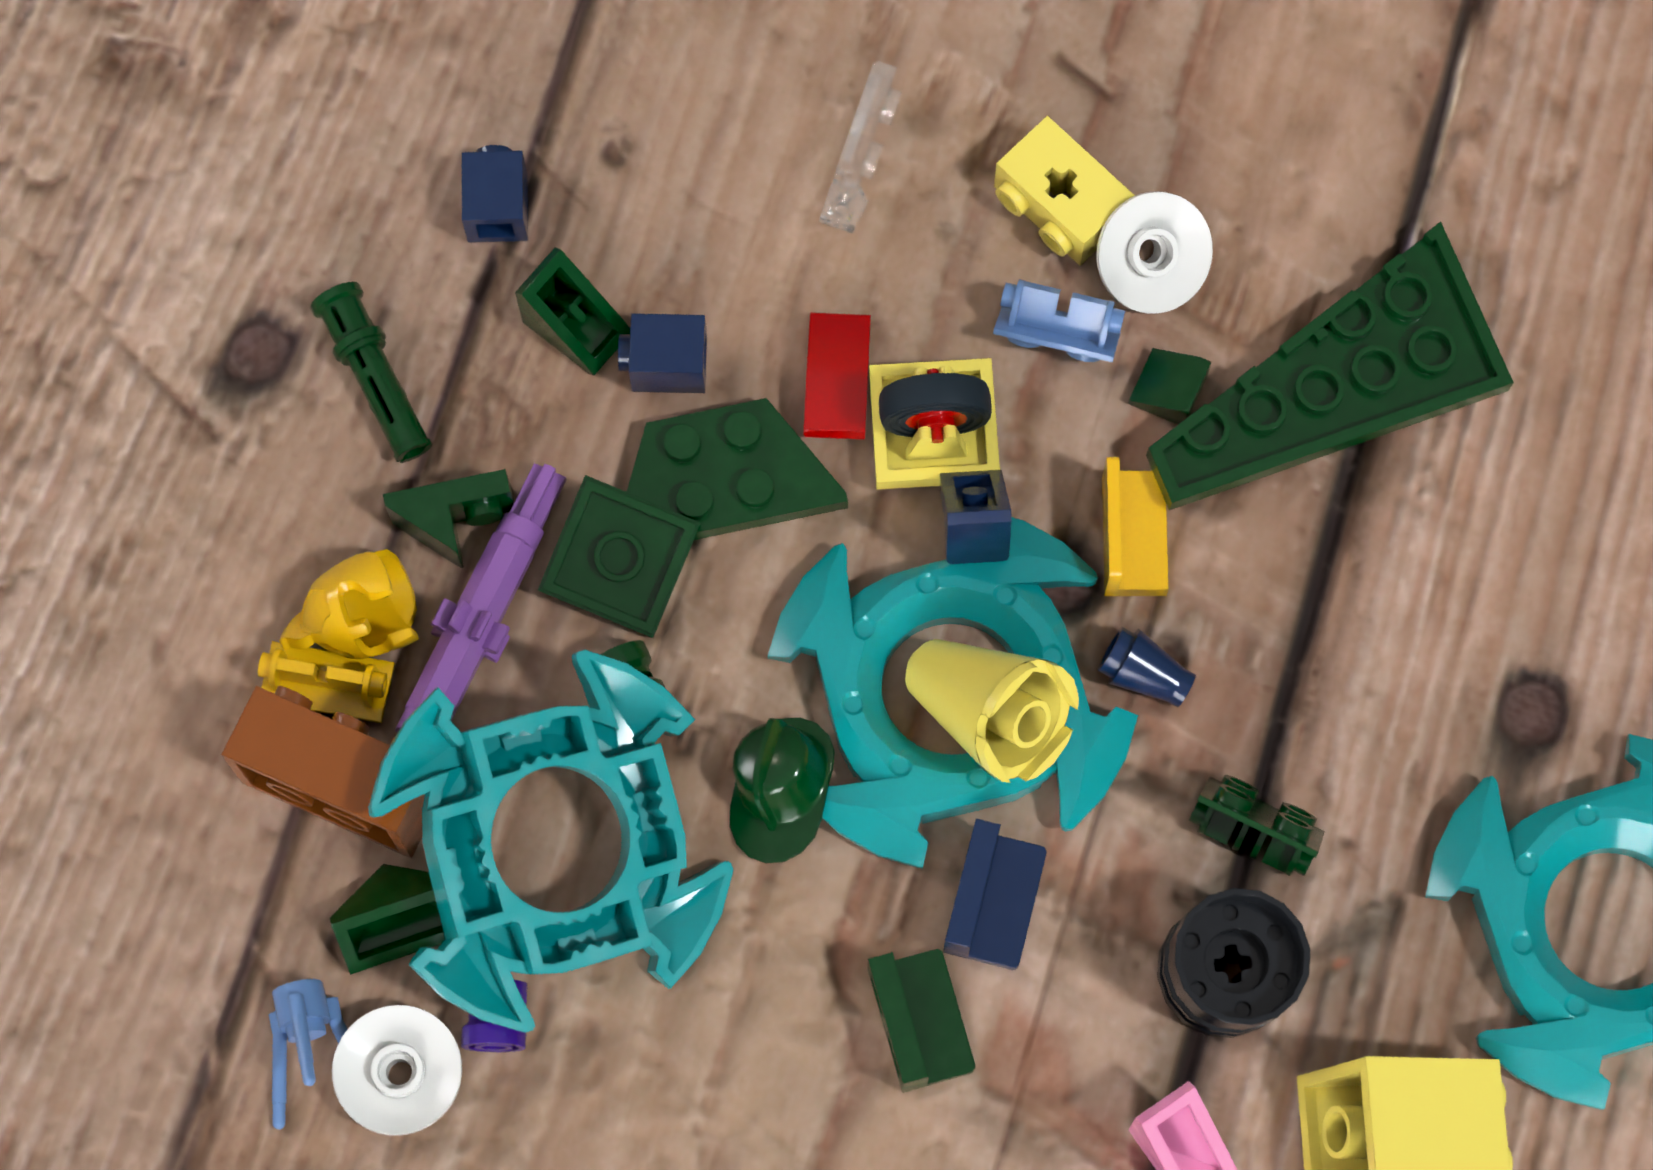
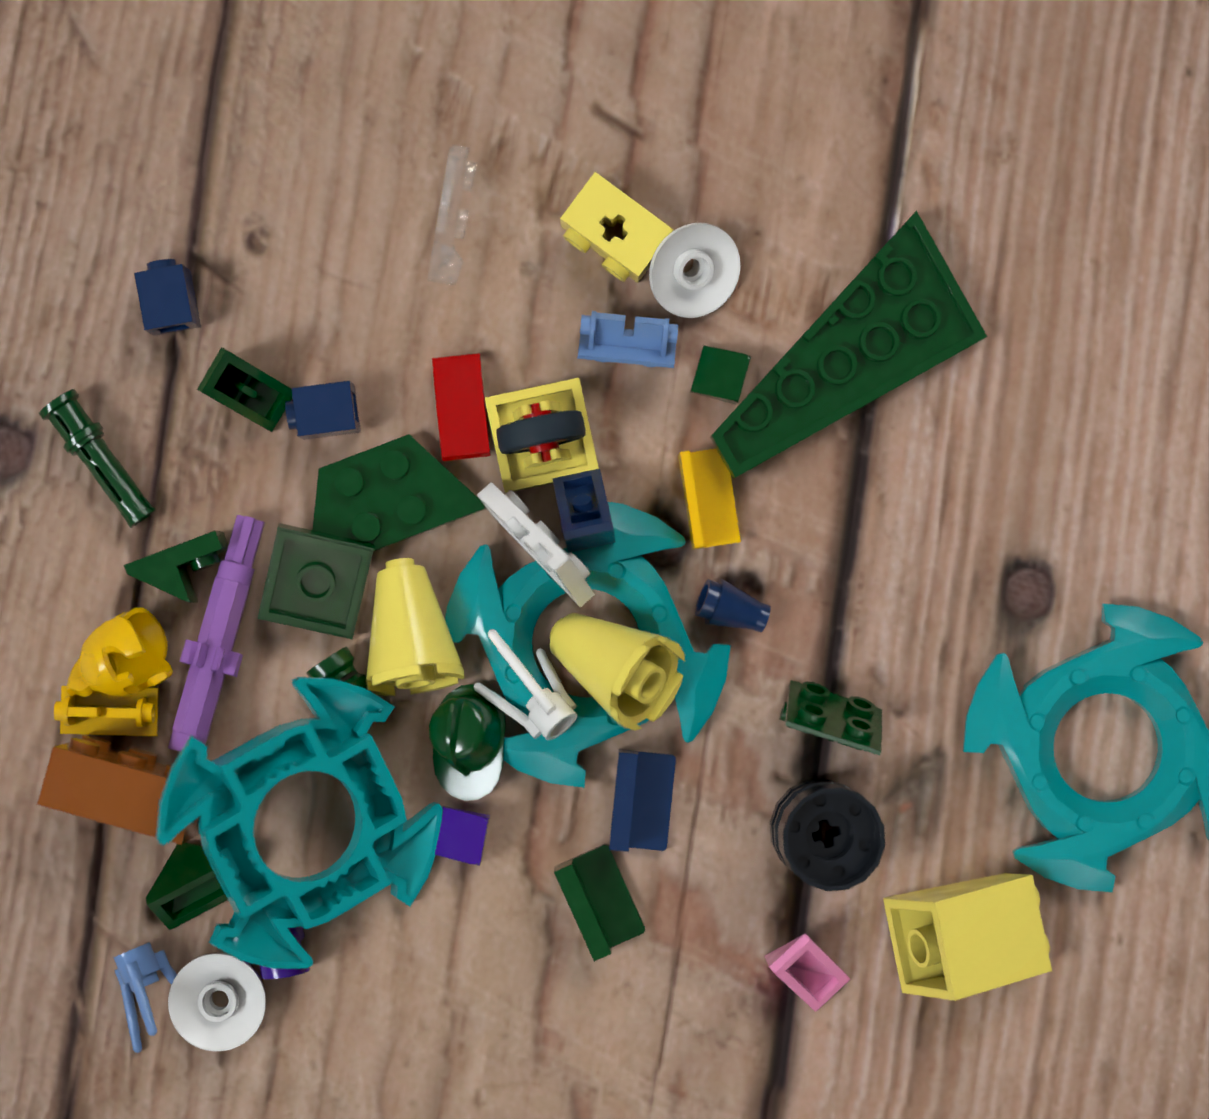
camera: 15 degrees left, 15 degrees up
(728, 640) = (409, 634): none -> light yellow cone
(754, 907) = (462, 835): none -> dark purple slope
(892, 746) = (549, 712): none -> white plant
(913, 539) = (538, 542): none -> white wing

